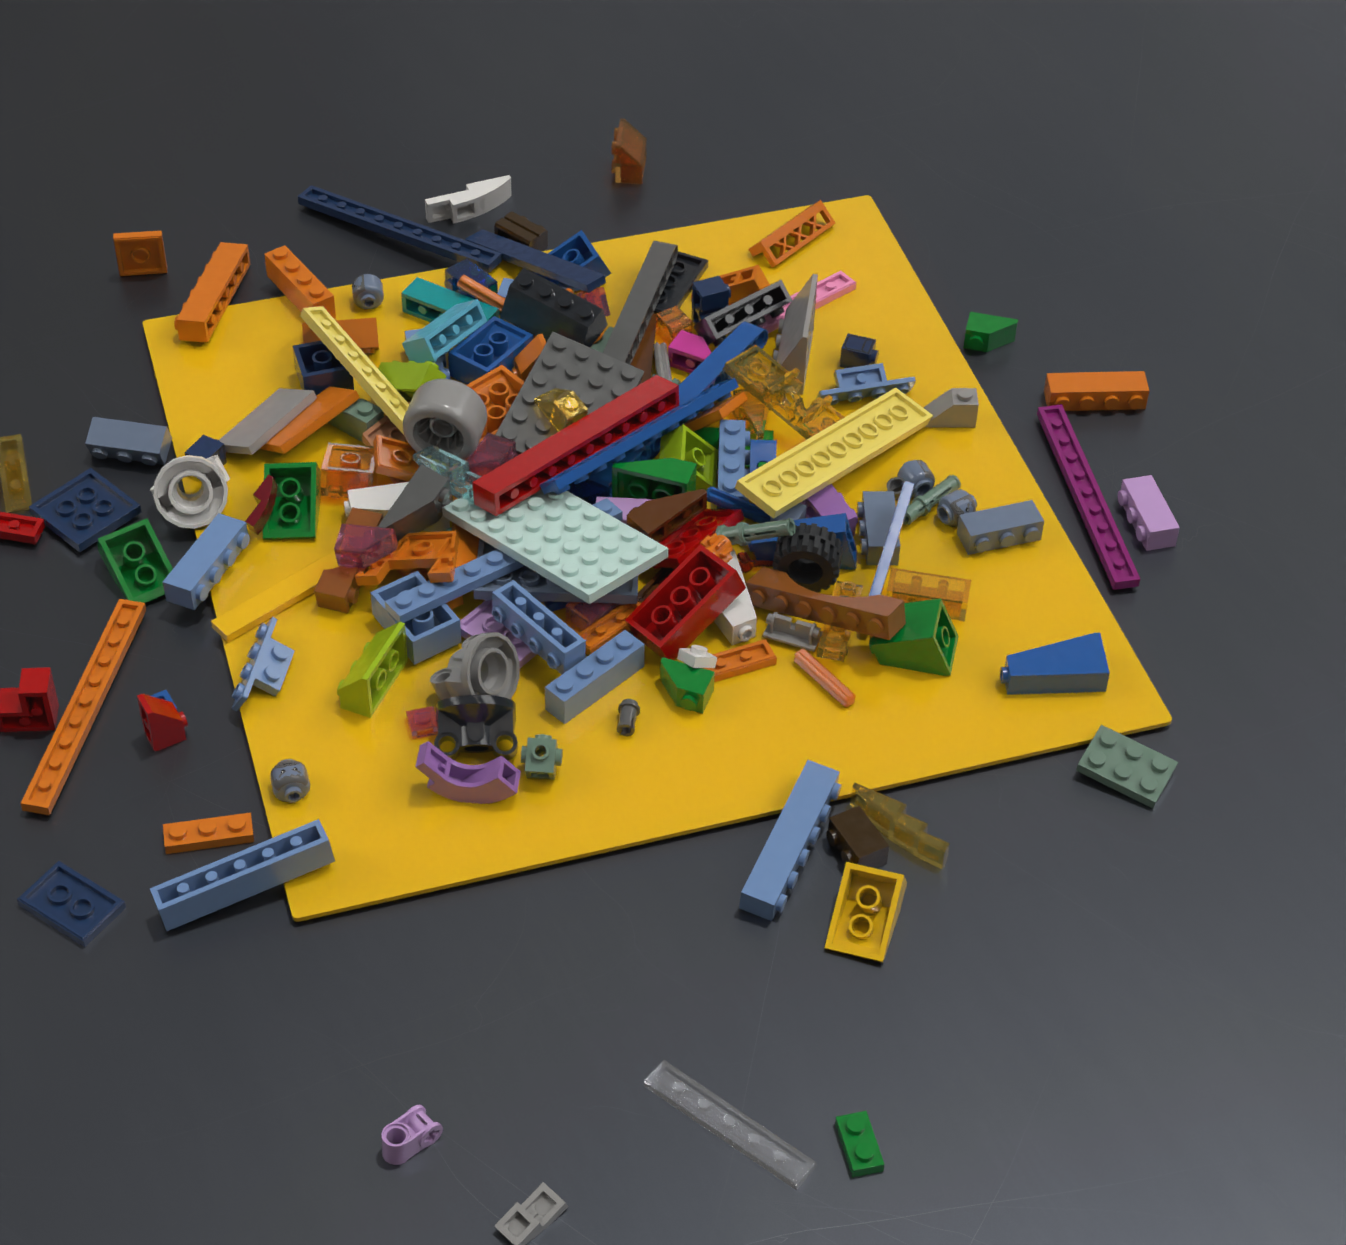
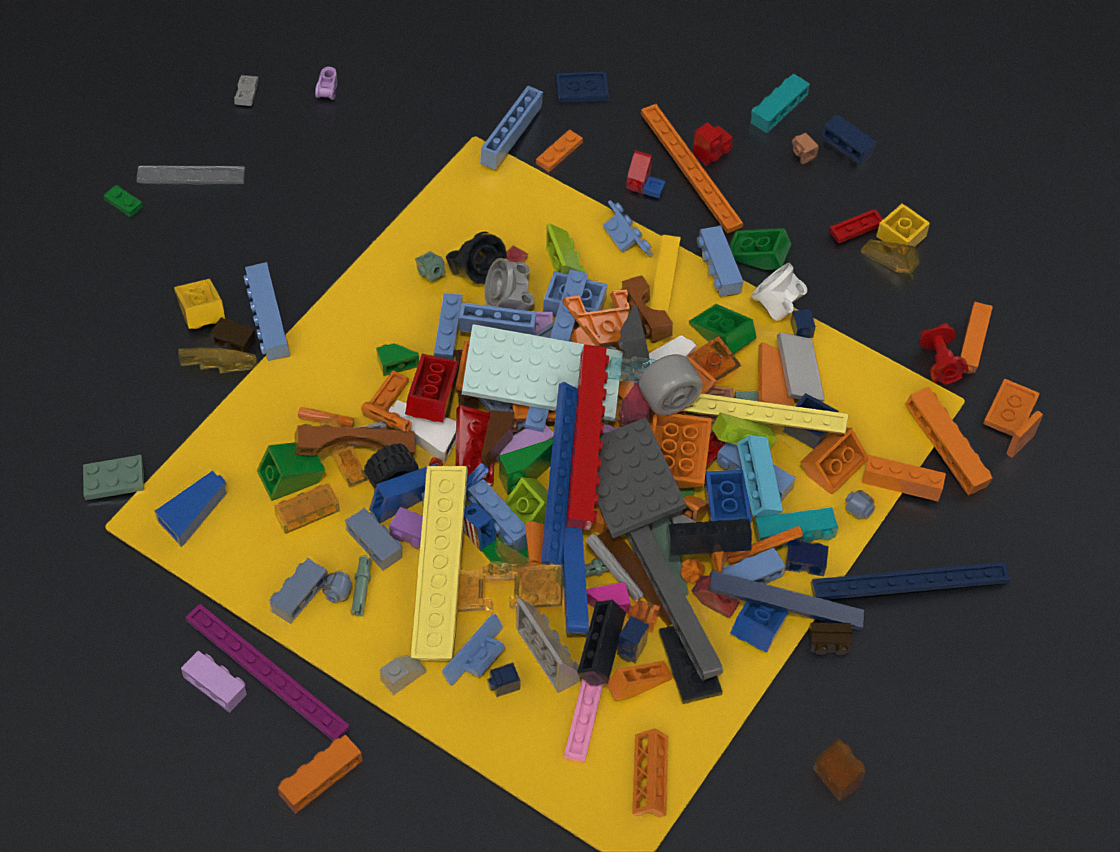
camera: 140 degrees right, 10 degrees up
(54, 352) = (975, 335): none -> orange slope
(85, 509) = (829, 262): dark blue plate -> none
(111, 291) = (1011, 407): none -> orange plate
(123, 339) = (947, 367): none -> red piece
(128, 441) = (859, 311): sand blue brick -> none
(265, 498) = (727, 302): dark red slope -> none
(290, 780) = (543, 184): head -> none
(363, 545) = (638, 294): clear pink slope -> none
(465, 782) = (452, 238): medium lavender arch -> none
(468, 204) = (897, 649): white slope -> none
(561, 407) = (622, 453): clear yellow slope -> none
(628, 711) = (413, 326): dark grey pin -> none
(697, 657) = (399, 368): white plate -> none
(719, 545) = (444, 429): orange gear -> none
(745, 533) = (436, 449): sand green pin -> none
(761, 602) = (392, 419): none -> orange pin
(892, 539) = (345, 502): tile -> none
(895, 485) = (384, 576): dark grey hinge -> none
(918, 473) = (380, 593): sand blue head -> none
(989, 332) = (438, 778): green slope -> none

